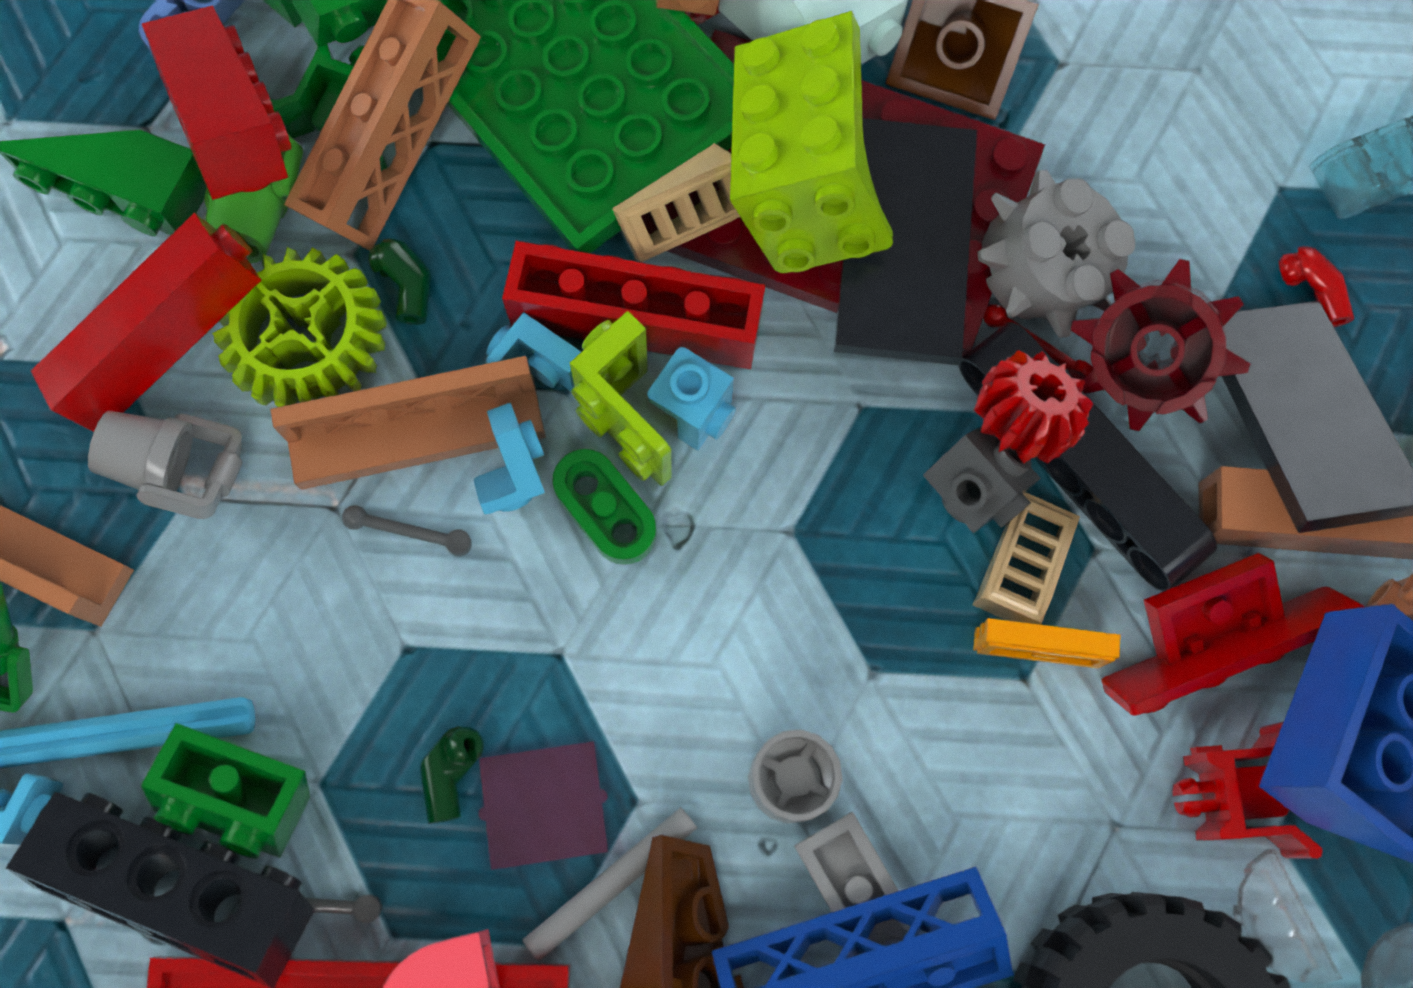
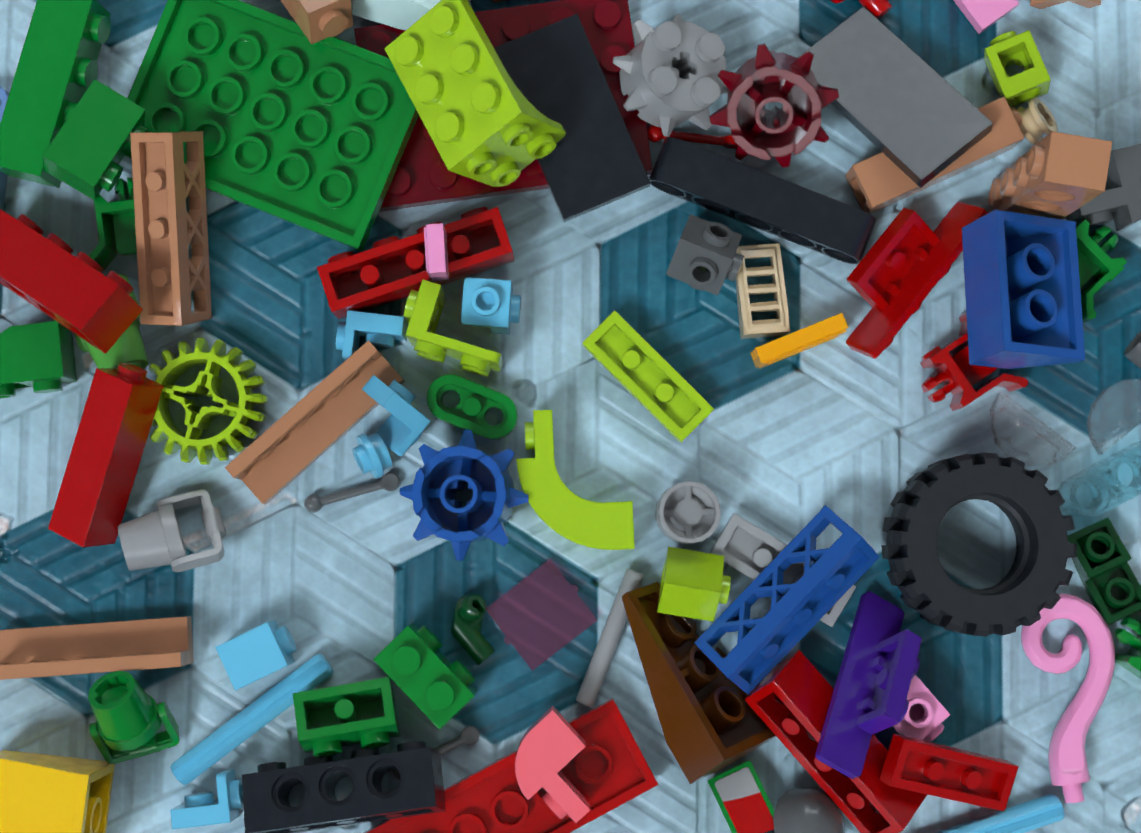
camera: 30 degrees left, 10 degrees up
(172, 654) = (257, 653): none -> medium azure brick
(356, 797) = (427, 674): none -> green brick
(407, 270) = (249, 321): dark green arm -> none
(454, 496) = (371, 454): none -> medium azure plate
(538, 565) = (449, 472): none -> blue brick
(655, 713) = (574, 518): none -> lime arch
(663, 289) = (436, 251): none -> bright pink tile
(693, 175) = (413, 151): tan slope -> none
(751, 873) = (692, 584): none -> lime brick
(835, 586) = (647, 376): none -> lime plate
(1033, 407) = (713, 197): red gear -> none

